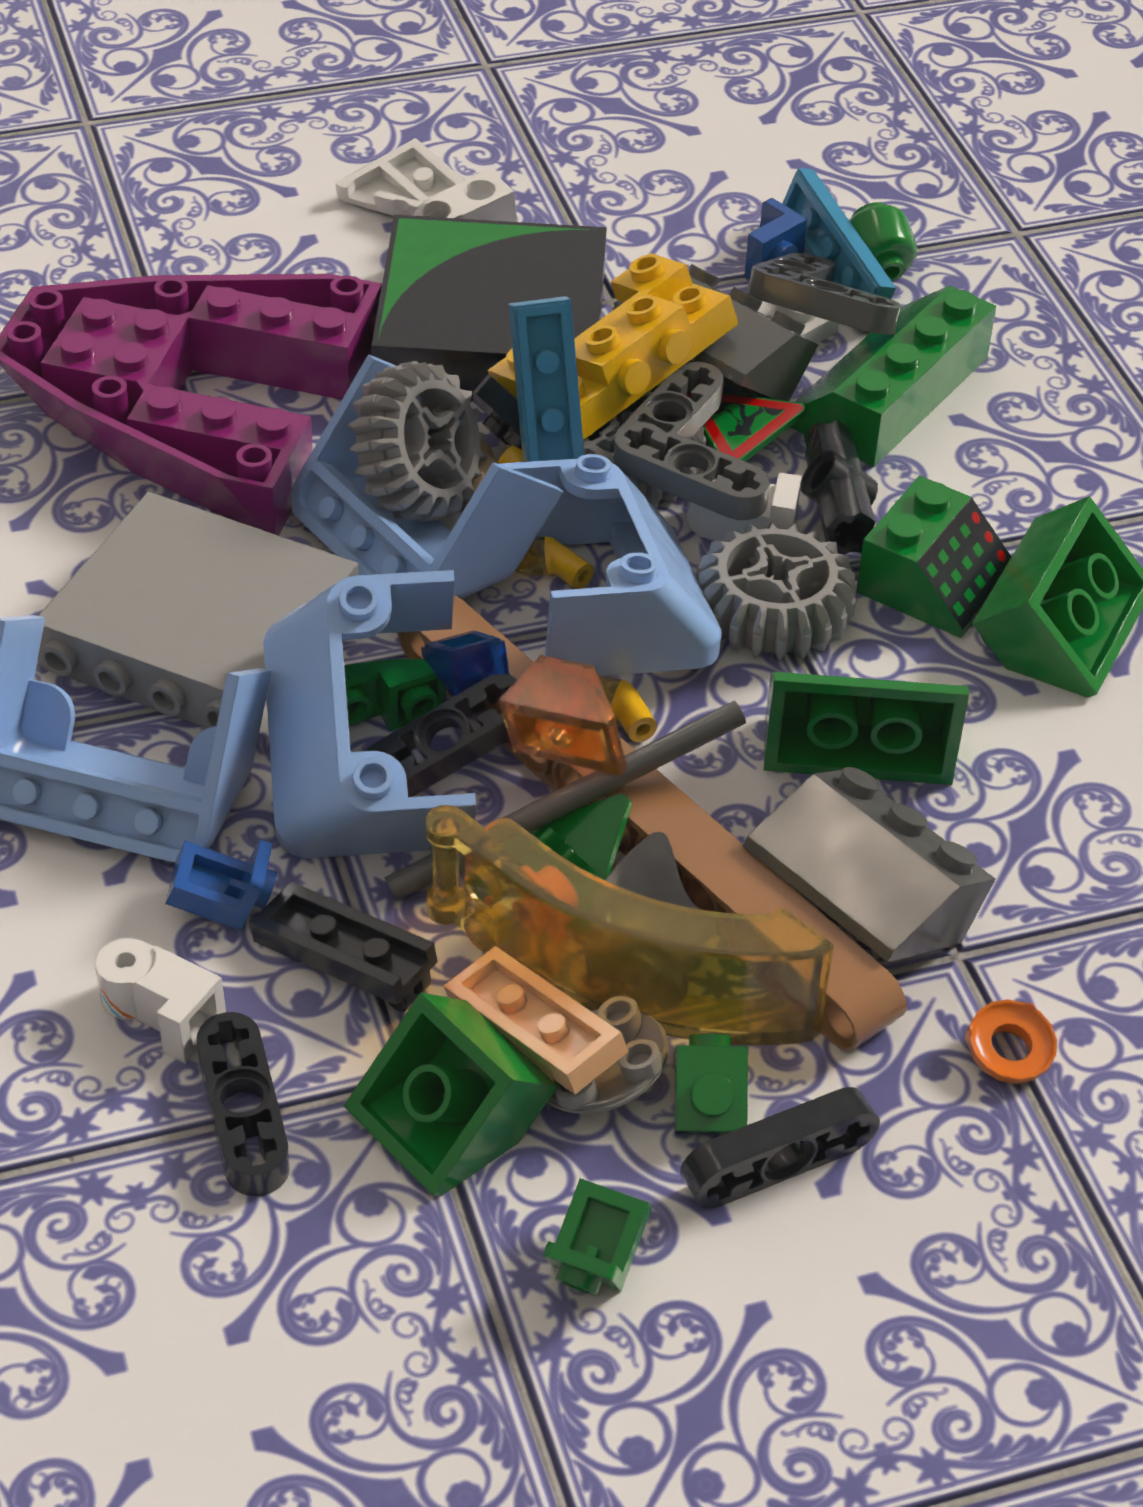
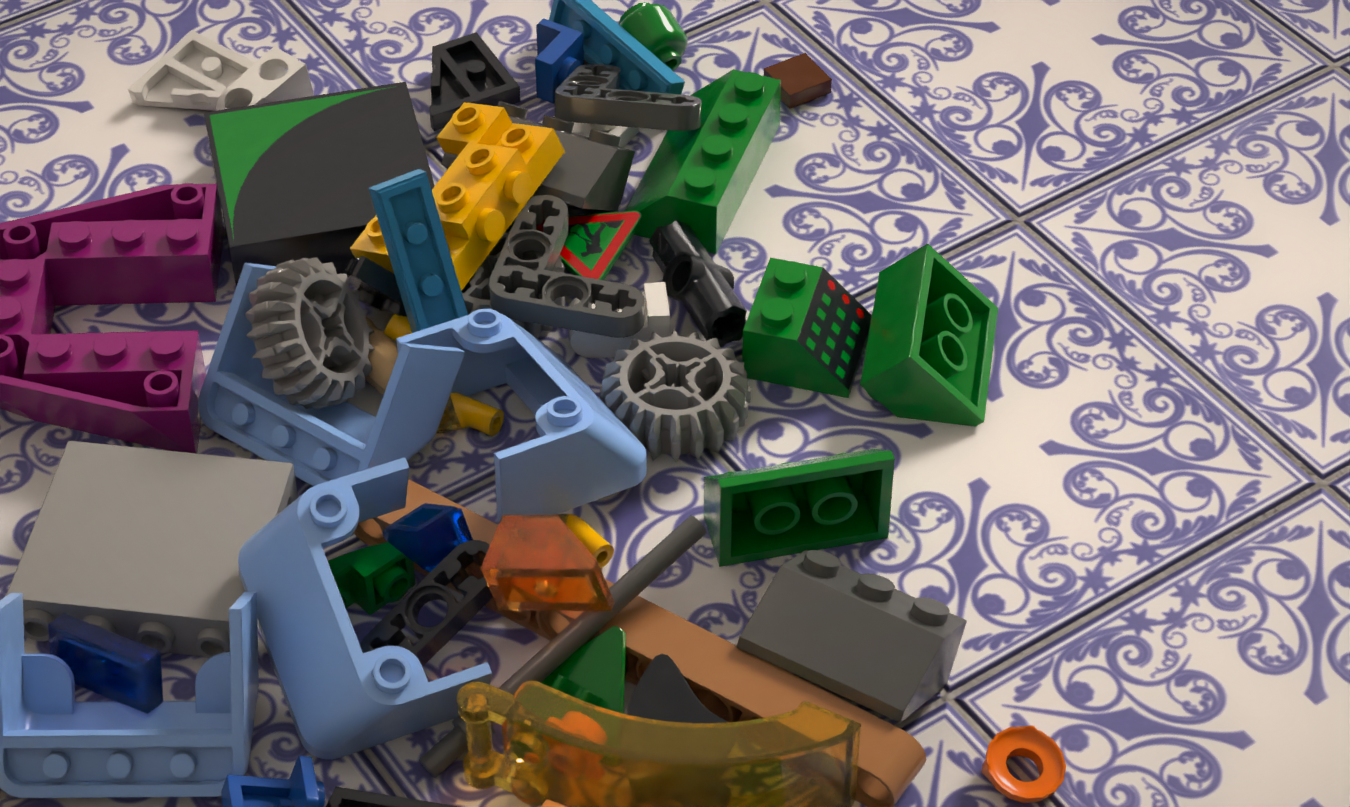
camera: 15 degrees left, 0 degrees up
(111, 709) = (108, 662): none -> clear blue plate
(681, 234) = (470, 74): none -> black wing
(1023, 316) = (800, 80): none -> reddish brown tile

